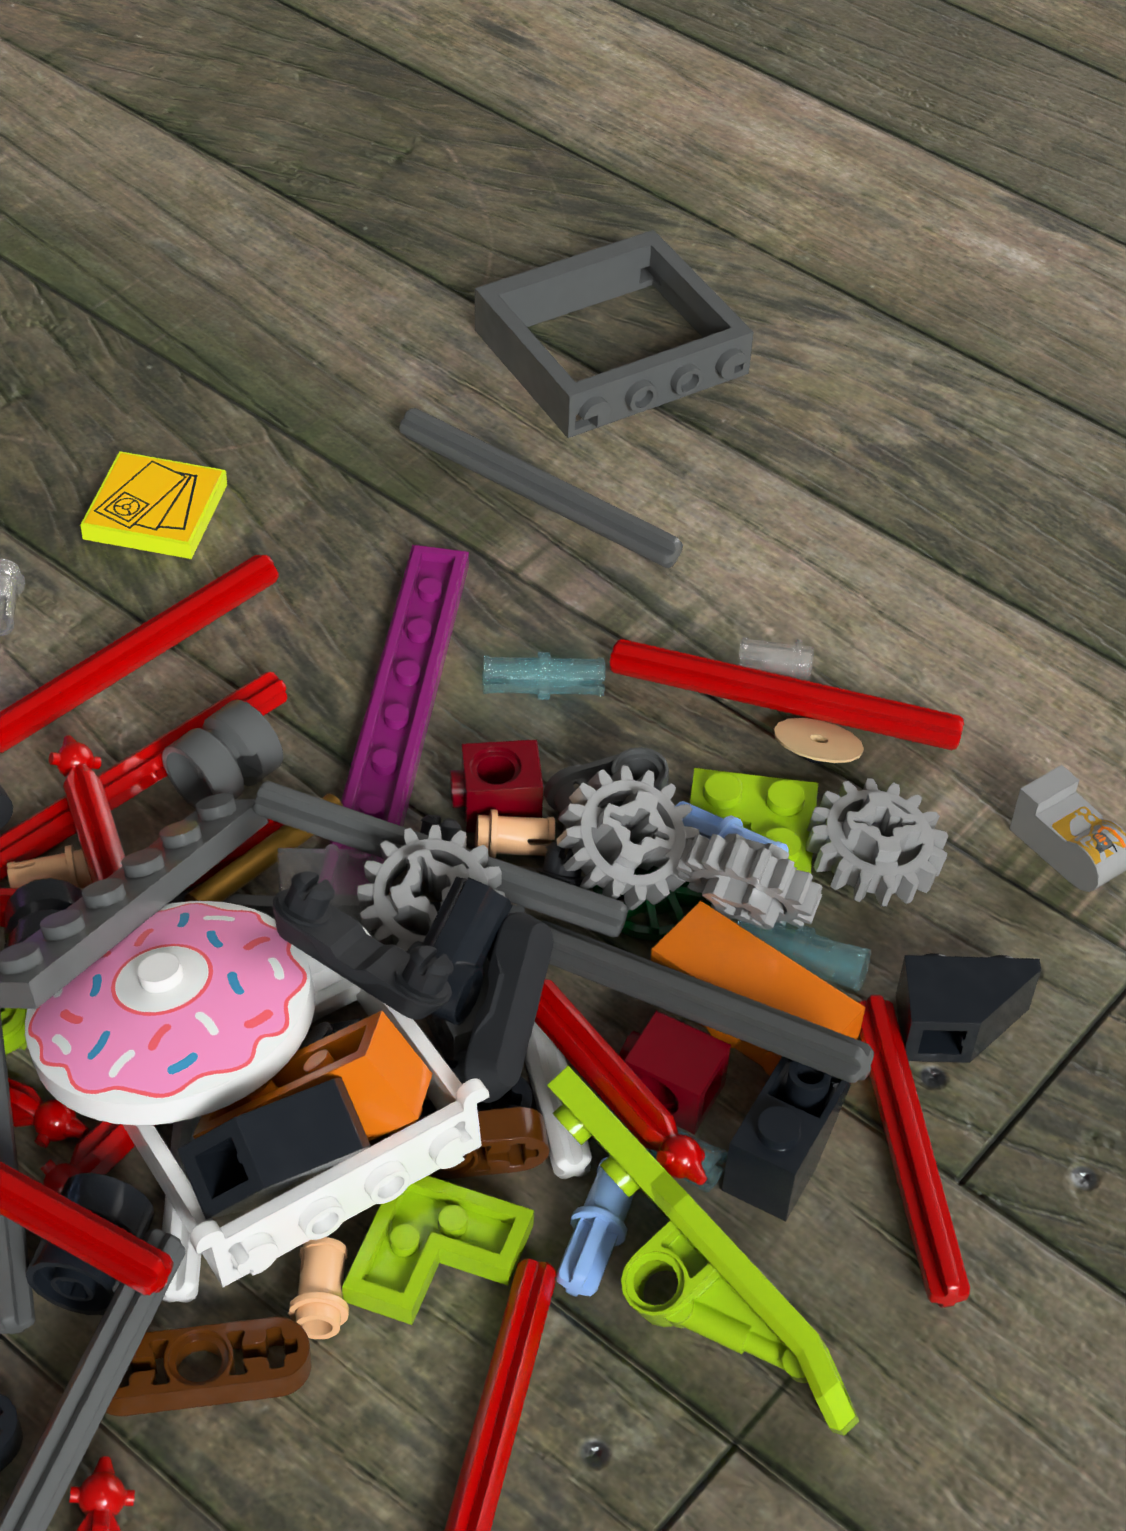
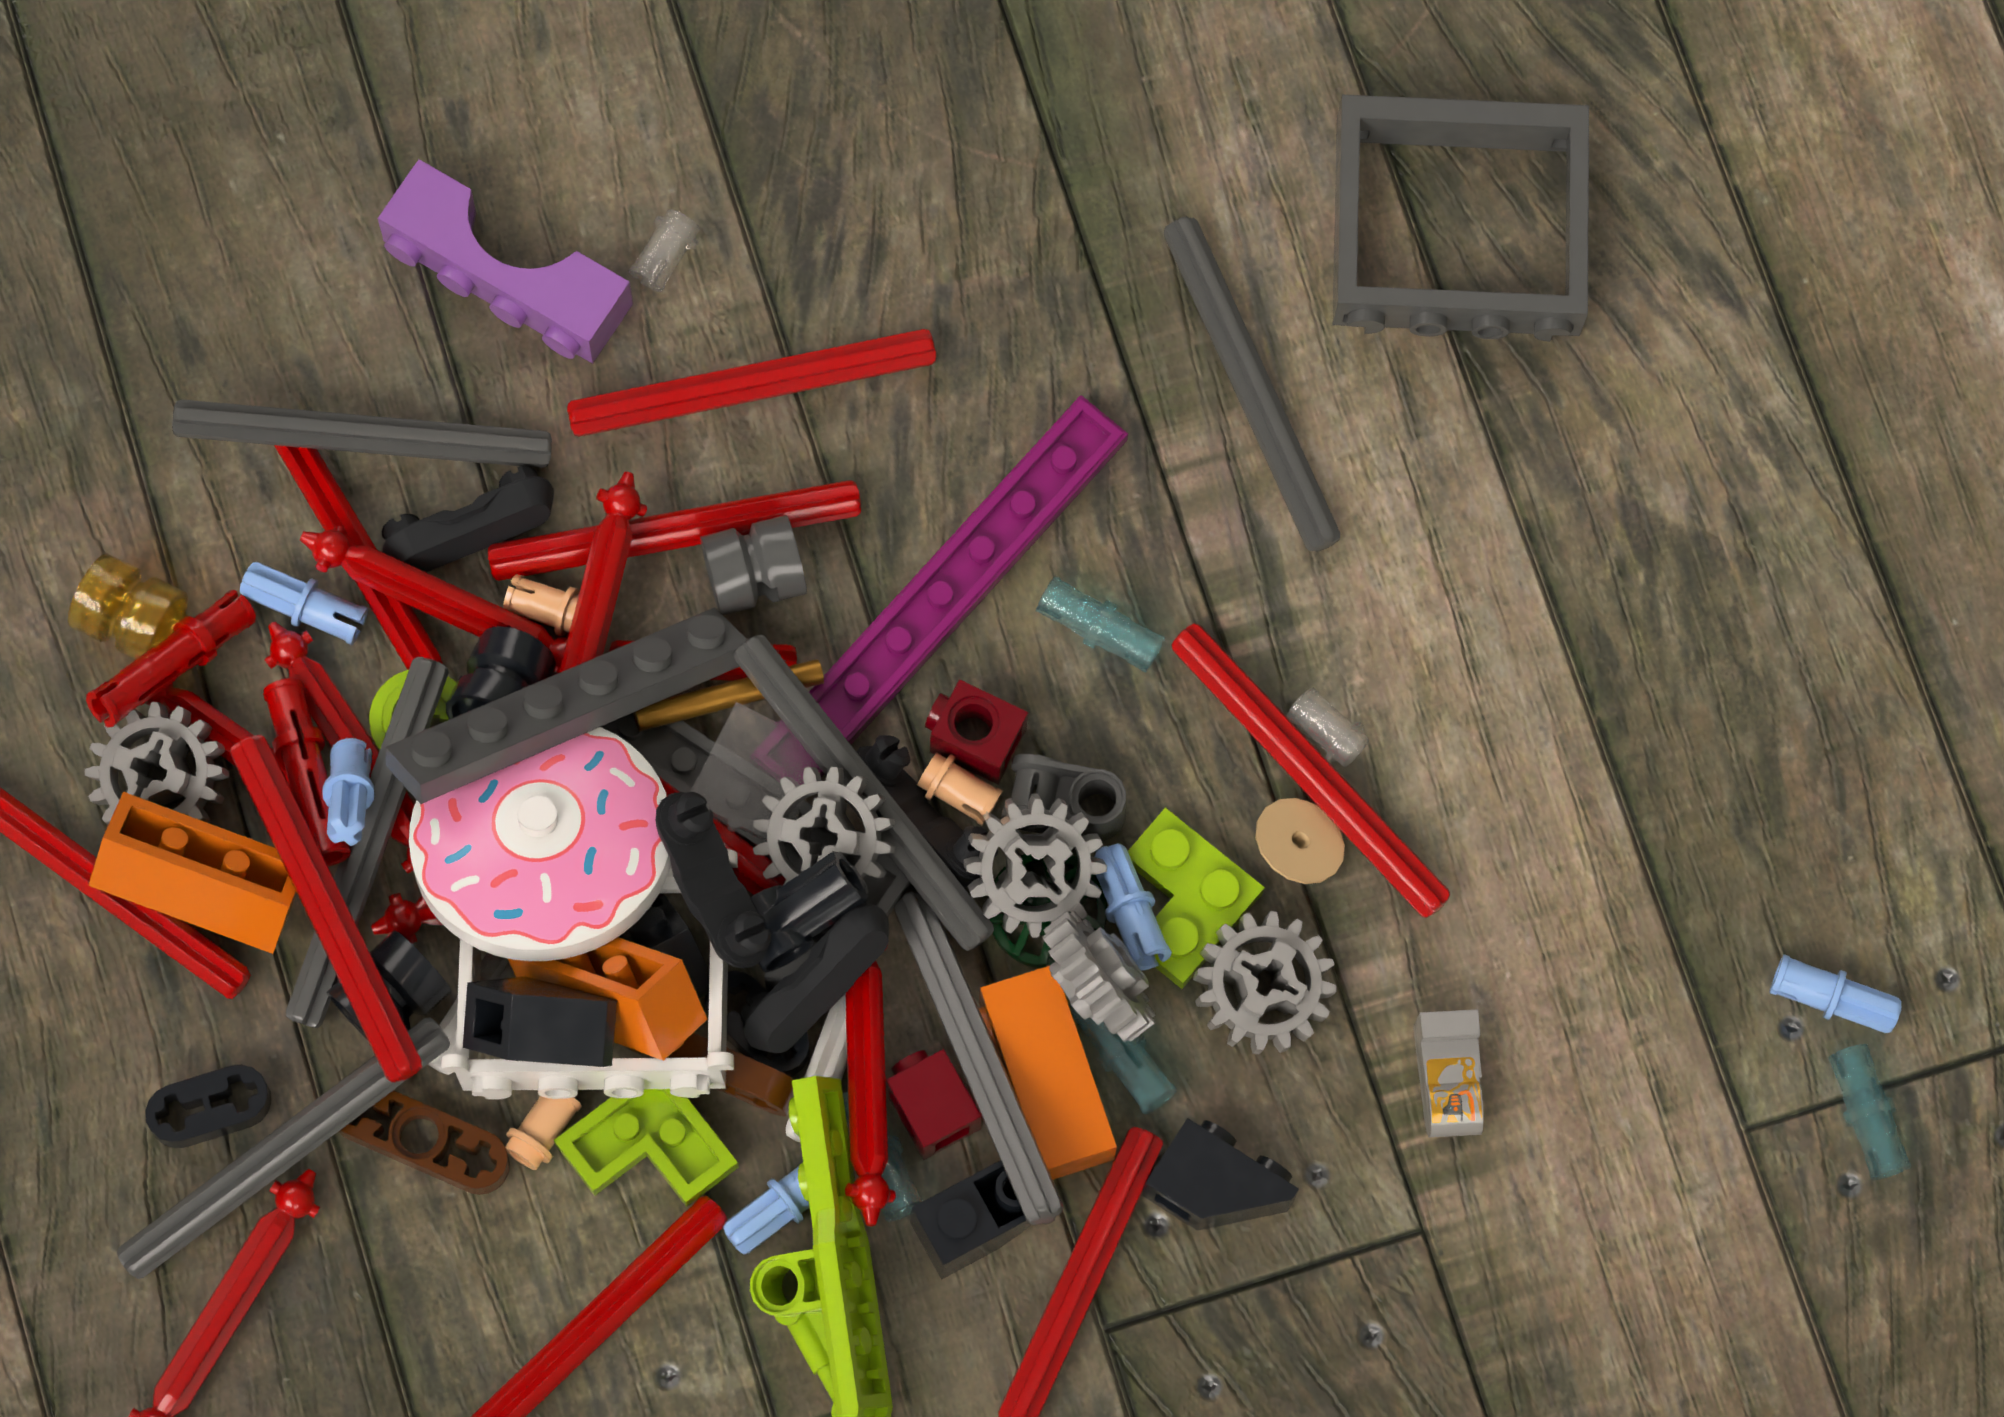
camera: 30 degrees right, 25 degrees up
(154, 505) = (872, 202): yellow tile -> none

